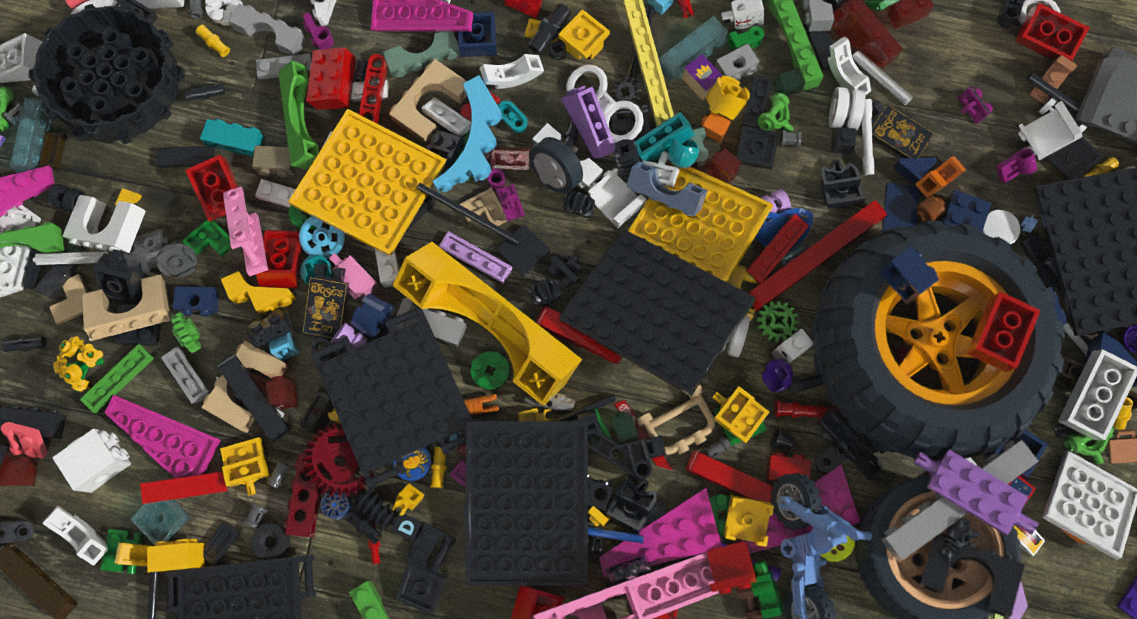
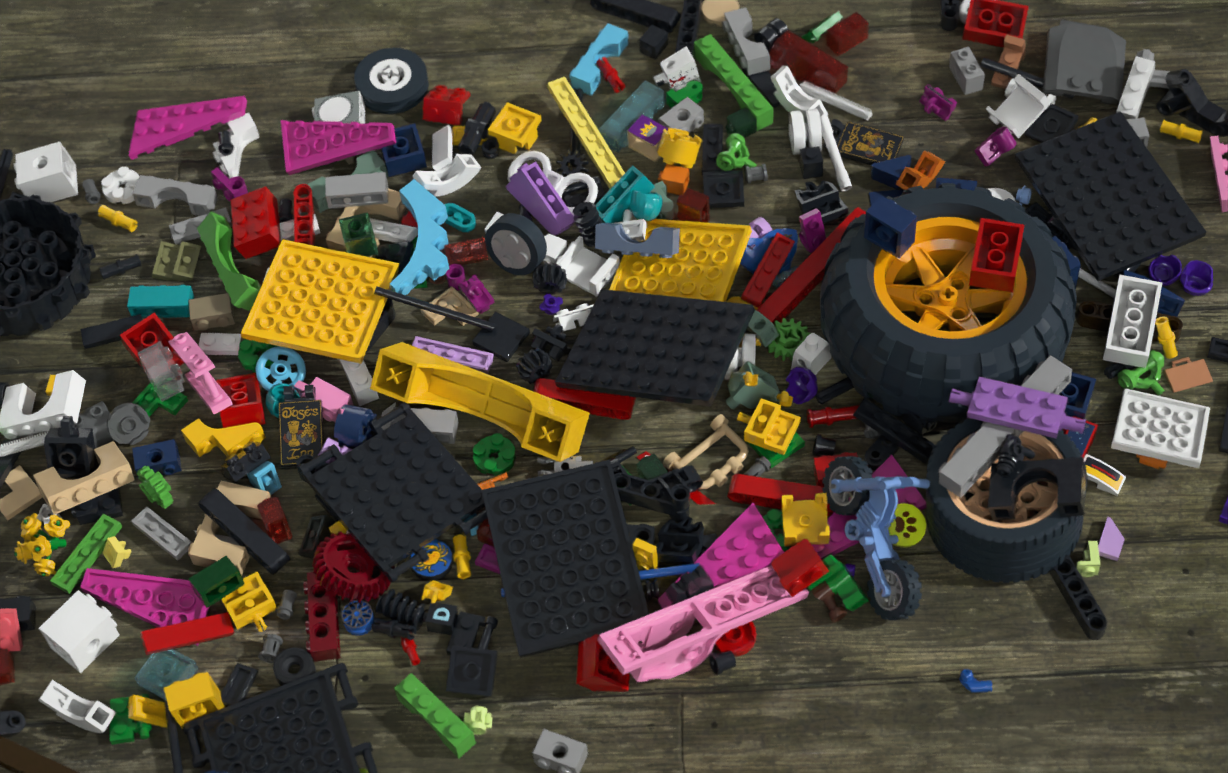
camera: 10 degrees left, 20 degrees down
(141, 385) = (115, 552): none -> light yellow tile
(210, 219) = (161, 370): none -> clear brick
(217, 444) = (215, 581): none -> dark green brick
(255, 98) = (176, 261): none -> olive slope
(416, 122) = (358, 235): none -> clear green head
(426, 70) = (356, 190): none -> light grey brick
(513, 41) = (442, 148): none -> white tile
(575, 233) = (551, 309): none -> dark purple plate
(585, 248) = (567, 318): none -> white hinge
(736, 367) = (751, 385): none -> sand green torso
(757, 311) = (763, 328): none -> sand green leg
(827, 216) = (812, 230): none -> magenta plate
(1010, 77) = (966, 70): none -> light grey brick

